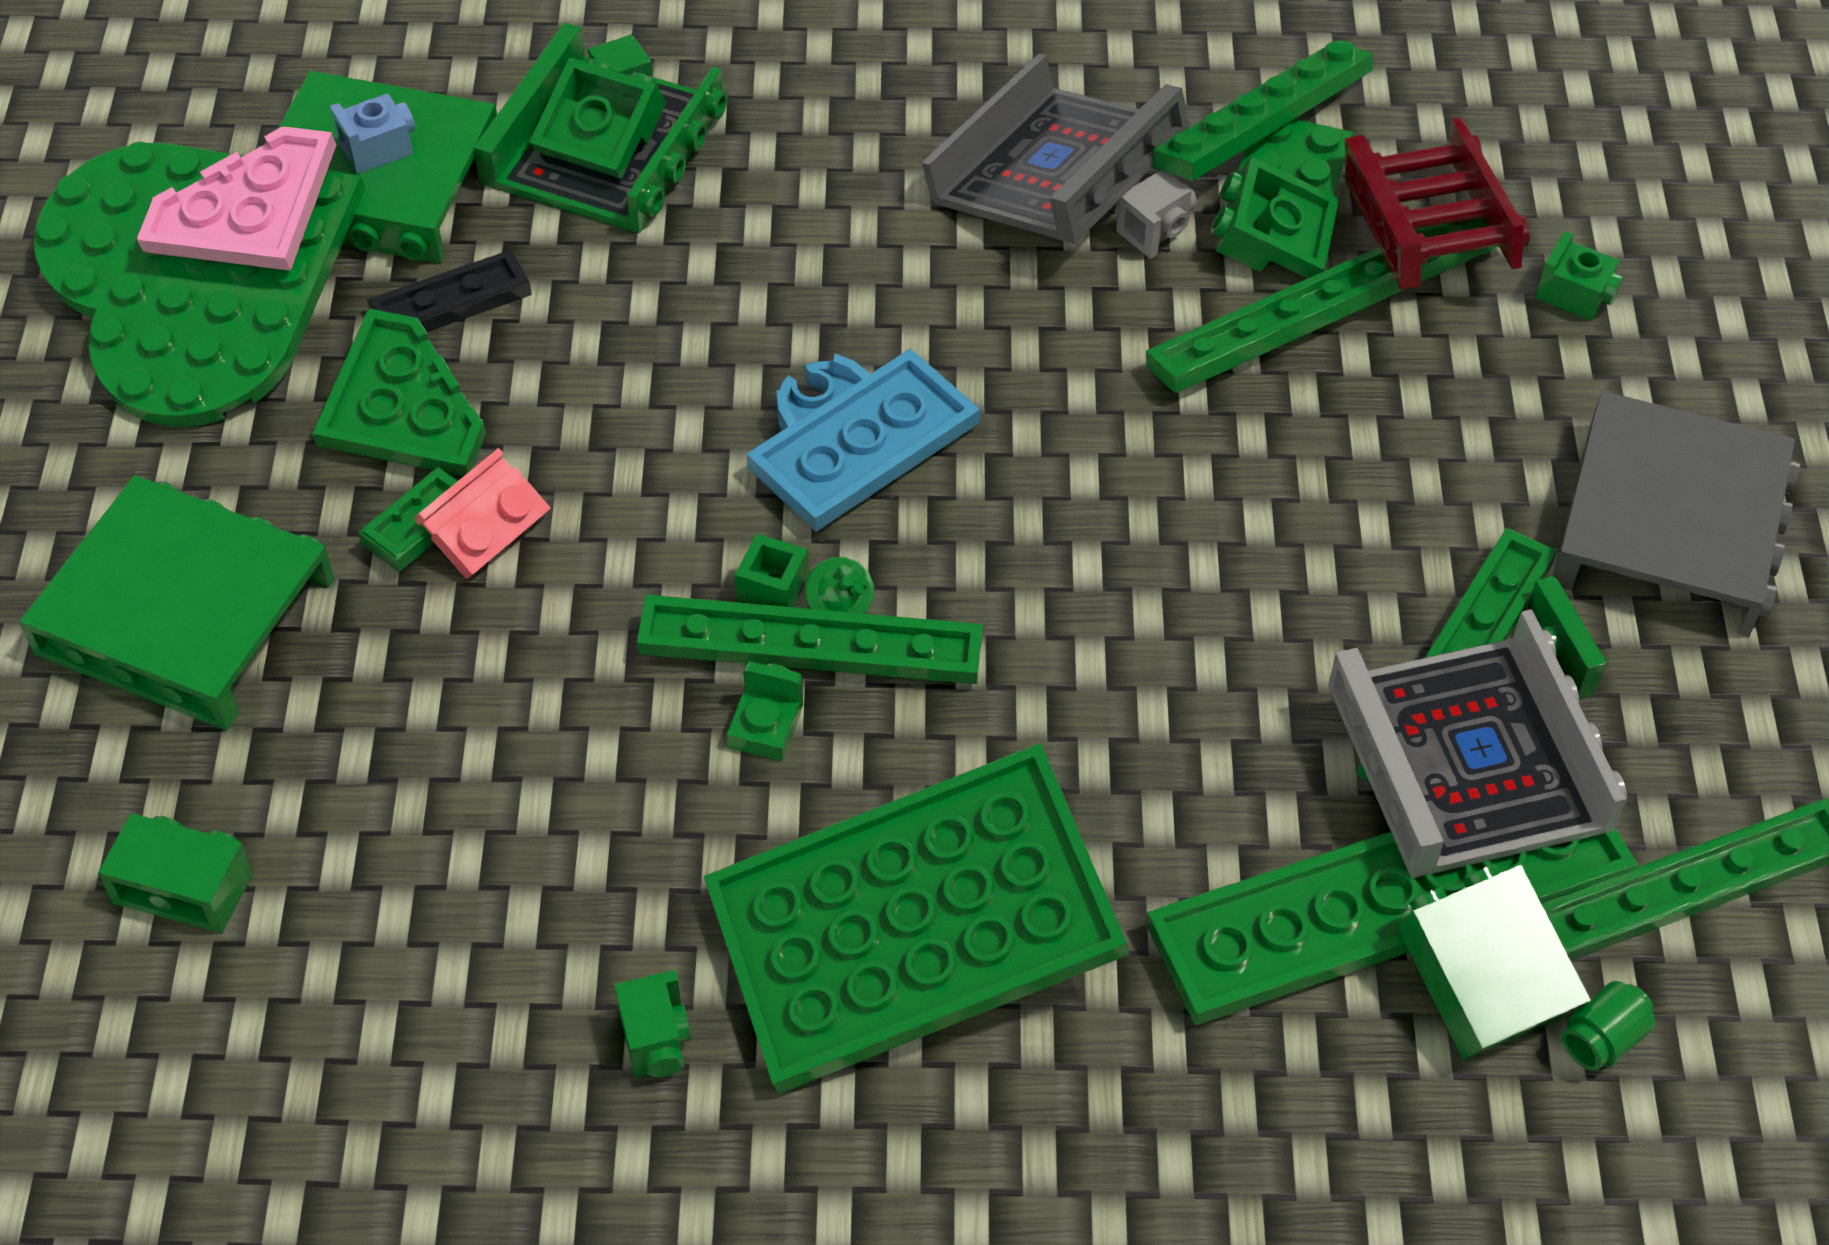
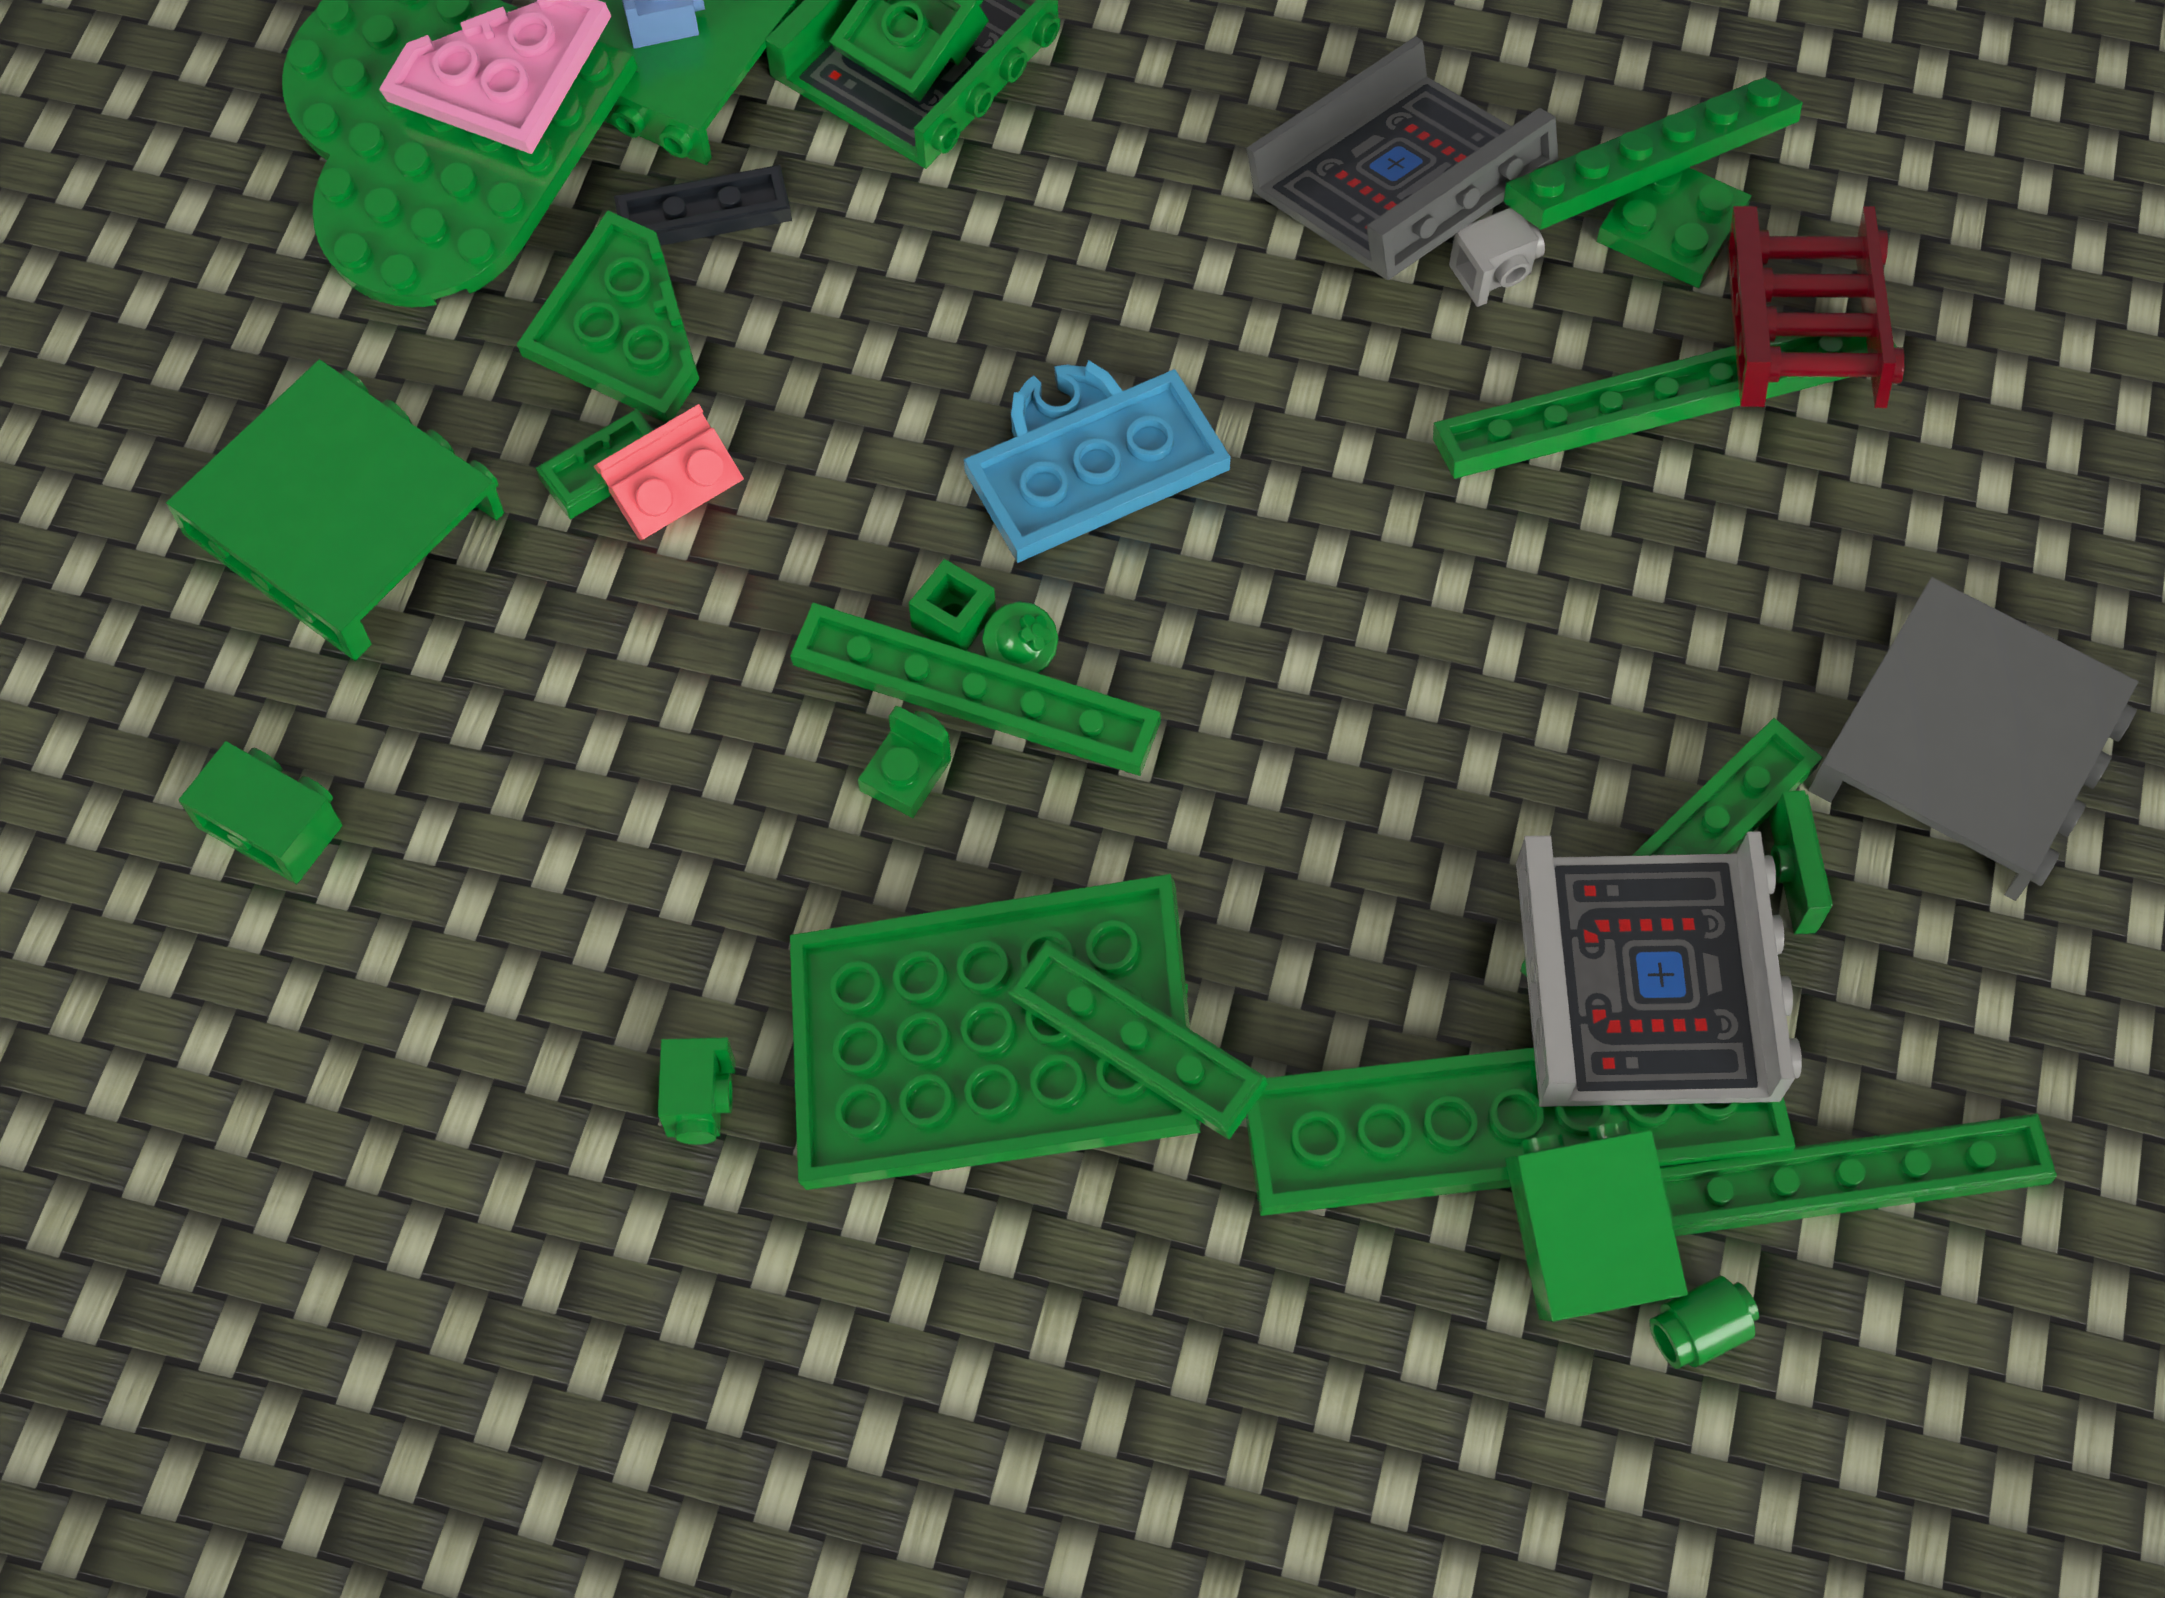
camera: 15 degrees right, 10 degrees up
(1054, 884) = (1138, 1039): none -> green tile
(1274, 220) = (1626, 290): green plate -> none
(1579, 278) = (1955, 428): green brick -> none

